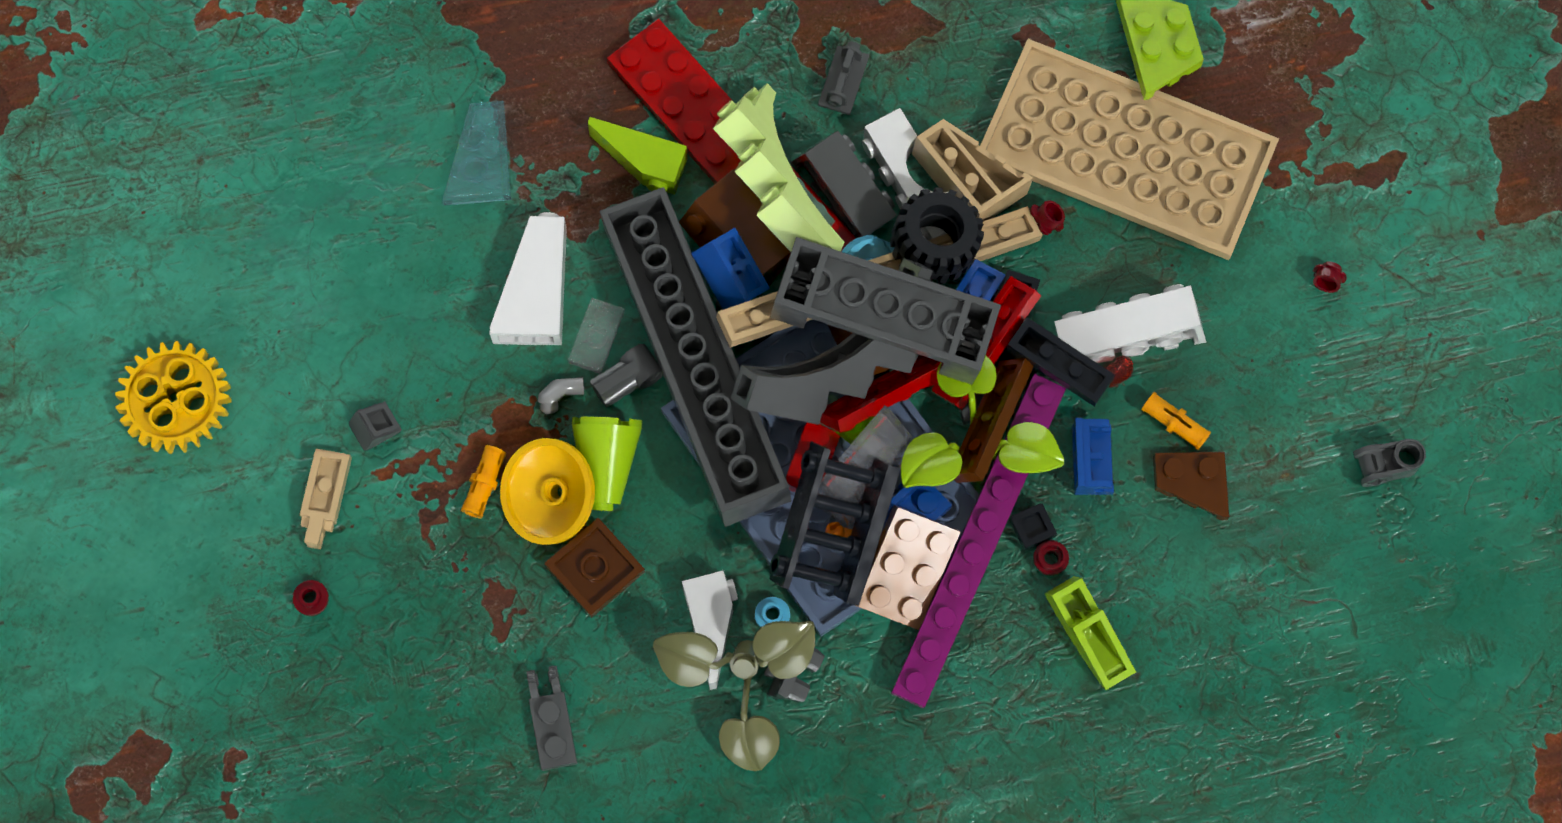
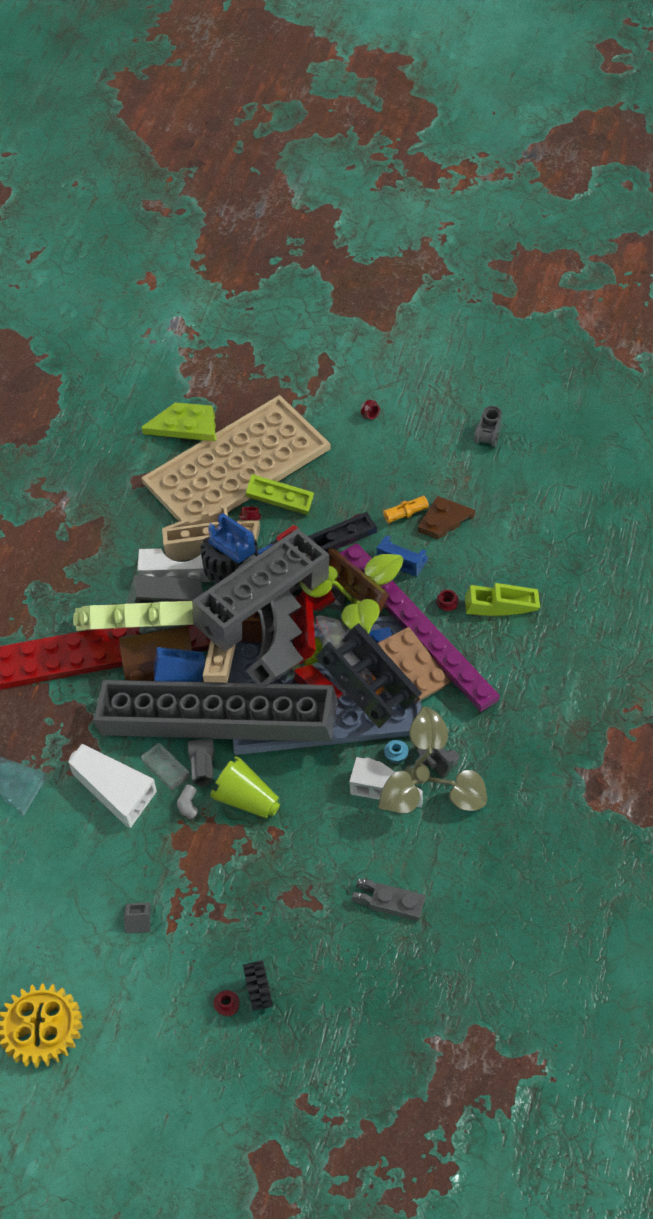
camera: 55 degrees left, 20 degrees down
(323, 495) = (164, 964): tan hinge -> none
(340, 624) = (257, 985): none -> black tyre
(483, 481) = (215, 869): light orange pin -> none
(531, 491) = (229, 833): yellow dish -> none
(594, 567) = (309, 831): reddish brown plate -> none
(648, 158) = (71, 692): lime slope -> none
(844, 78) = (98, 574): dark grey hinge -> none
(942, 226) = (231, 539): none -> blue hinge
(1033, 526) = (425, 599): black plate -> none
(1100, 237) = (279, 494): none -> lime plate
(1134, 325) = (342, 492): white wedge -> none

